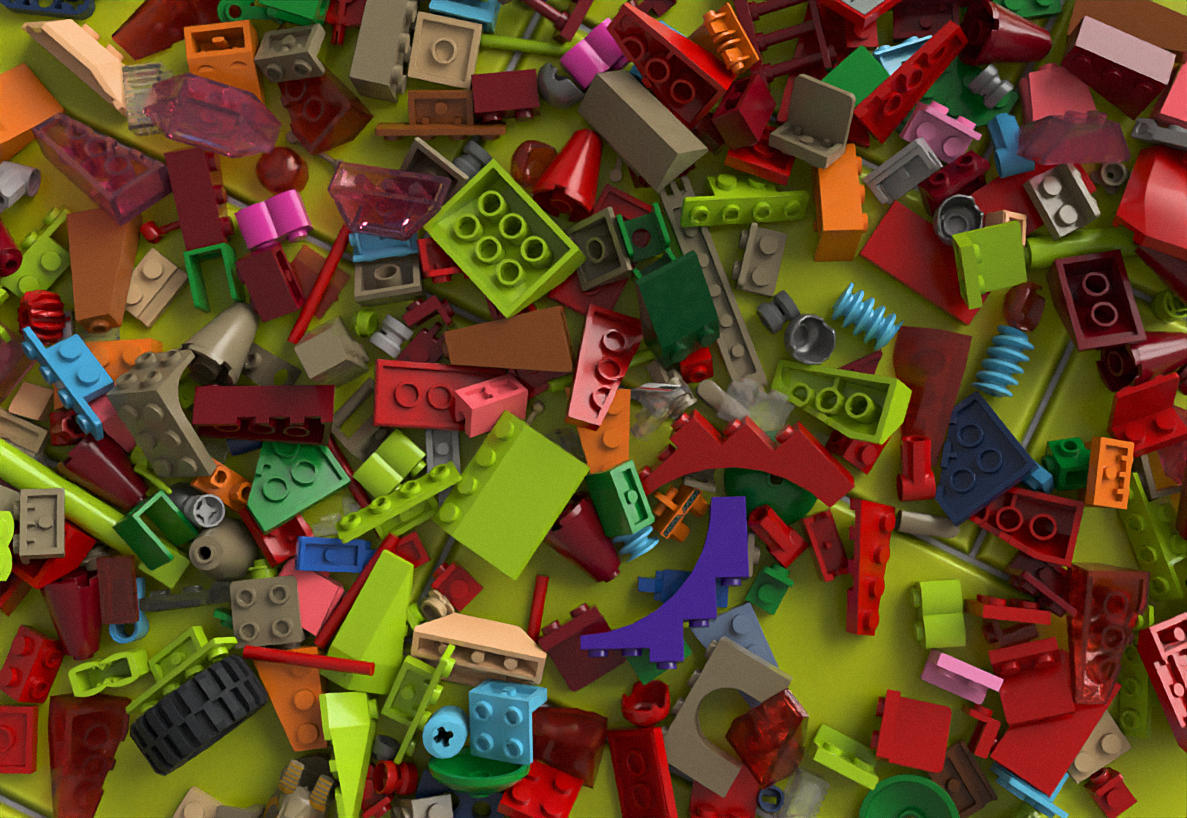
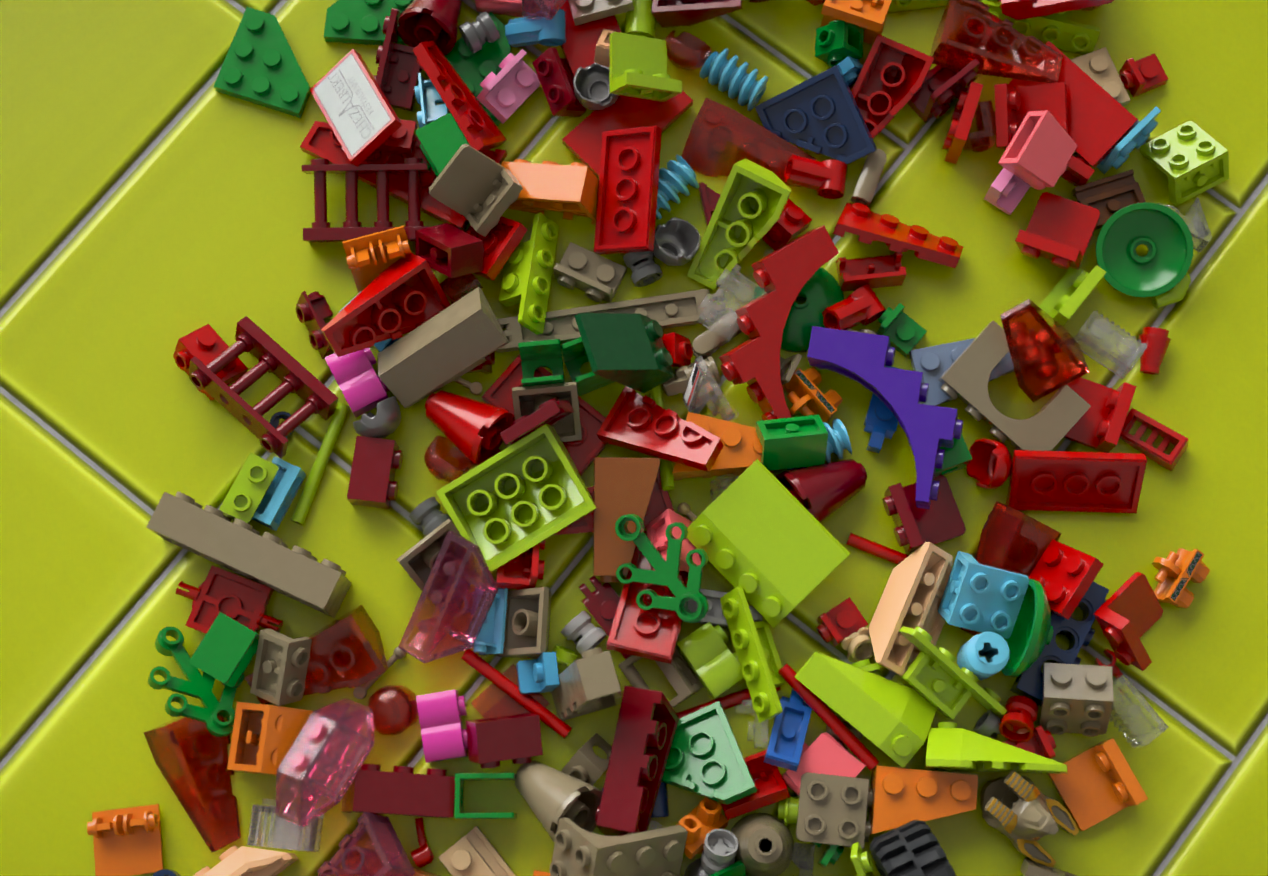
camera: 75 degrees left, 10 degrees down
(309, 660) = (889, 771): red bar -> none
(339, 299) = (538, 674): none -> dark azure bracket
(412, 549) = (797, 655): red plate -> none
(422, 311) = (565, 599): dark red bracket -> none
(440, 114) = (376, 540): dark orange bracket -> none
(444, 50) = (314, 520): tan plate -> none
(457, 399) = (665, 571): none -> green plant
(577, 231) = (548, 413): none -> dark red plate
(772, 791) = (1093, 366): dark blue hinge -> none
(852, 278) = (628, 190): none -> red tile
(903, 171) = (538, 125): light grey hinge -> none
(939, 613) = (953, 184): lime brick -> none
(989, 696) = (1039, 150): none -> coral torso

